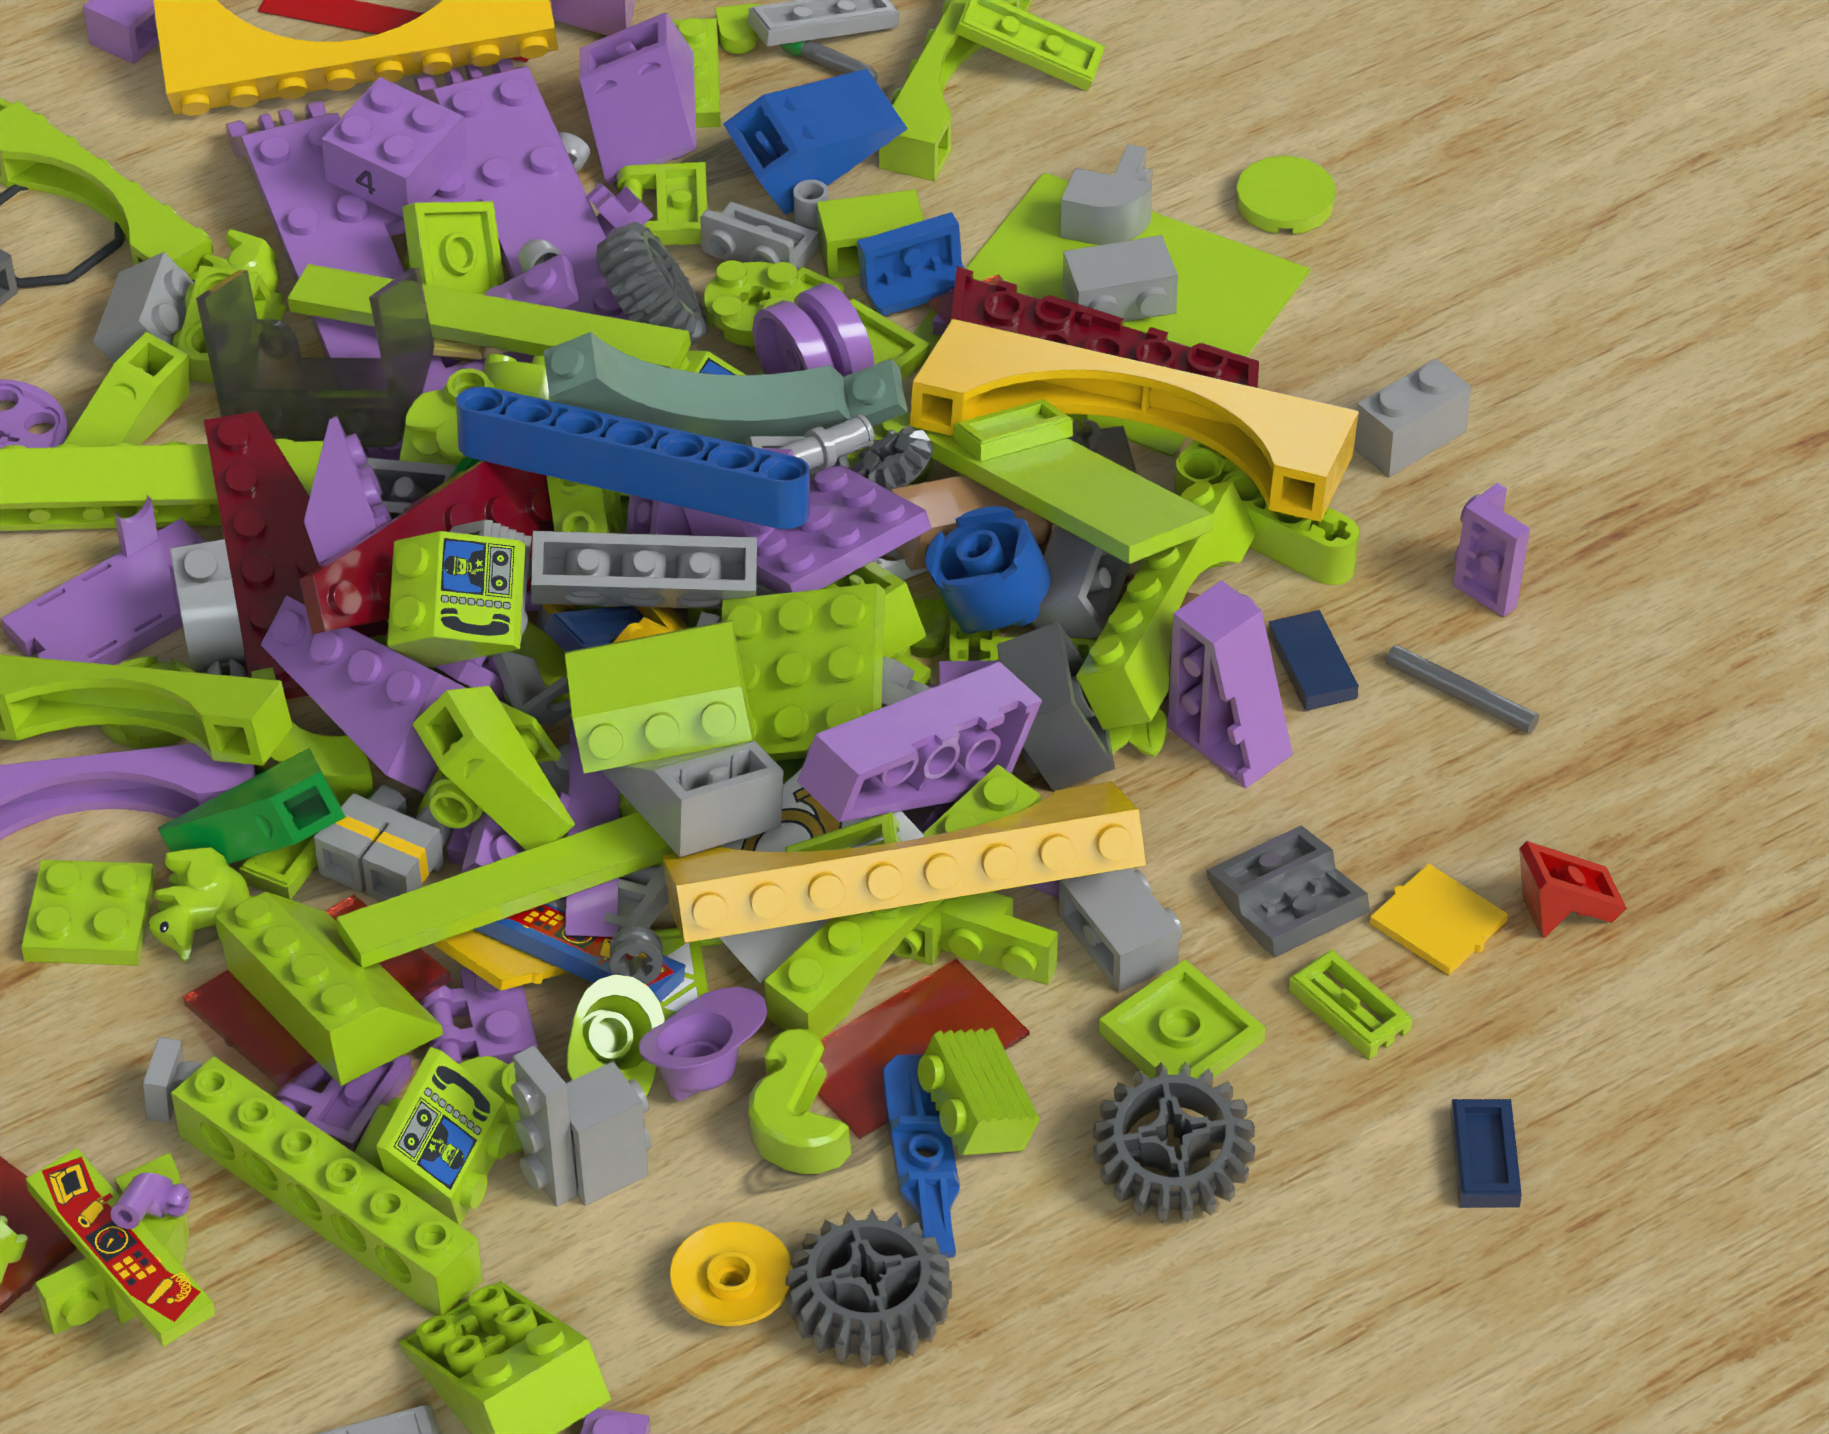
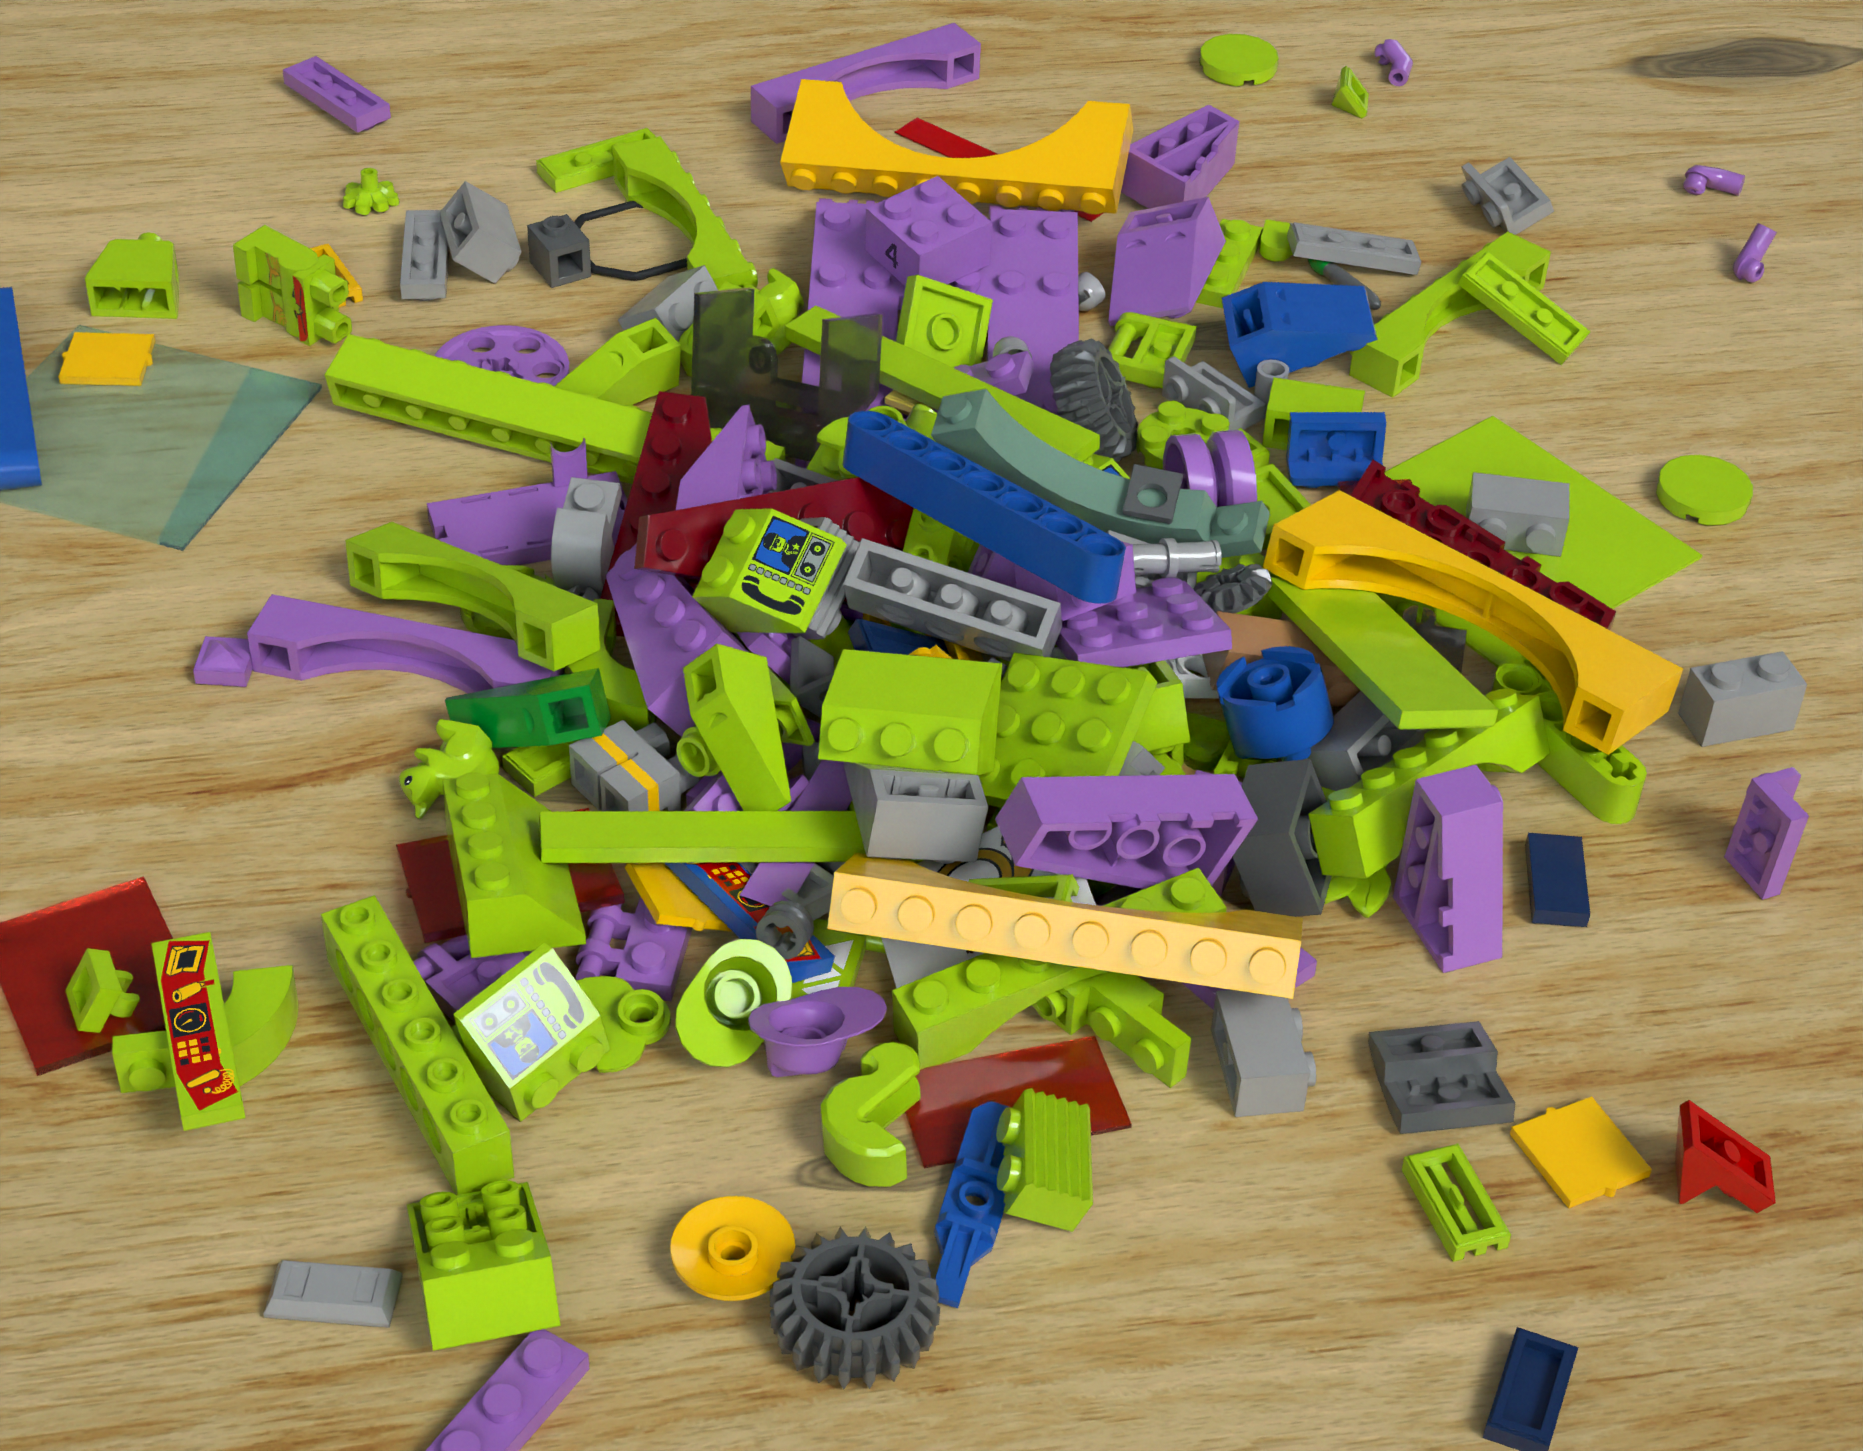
camera: 20 degrees right, 5 degrees down
(89, 912) = (359, 752): lime plate -> none
(152, 1196) = (243, 992): medium lavender arm -> none
(163, 1076) = (335, 892): light grey tile -> none
(544, 1126) = (617, 1050): light grey plate -> none
(607, 1132) = (676, 1075): light grey brick -> none
(618, 210) = (1111, 337): medium lavender tile -> none
(786, 367) = (1147, 477): none -> dark grey bracket
(1012, 430) = (1352, 595): lime tile -> none
(1106, 206) = (1537, 451): light grey brick -> none
(1179, 1021) = (1275, 1170): lime plate -> none
(1198, 1136) = (1168, 1255): dark grey gear -> none
(1462, 689) = (1694, 950): dark grey bar -> none

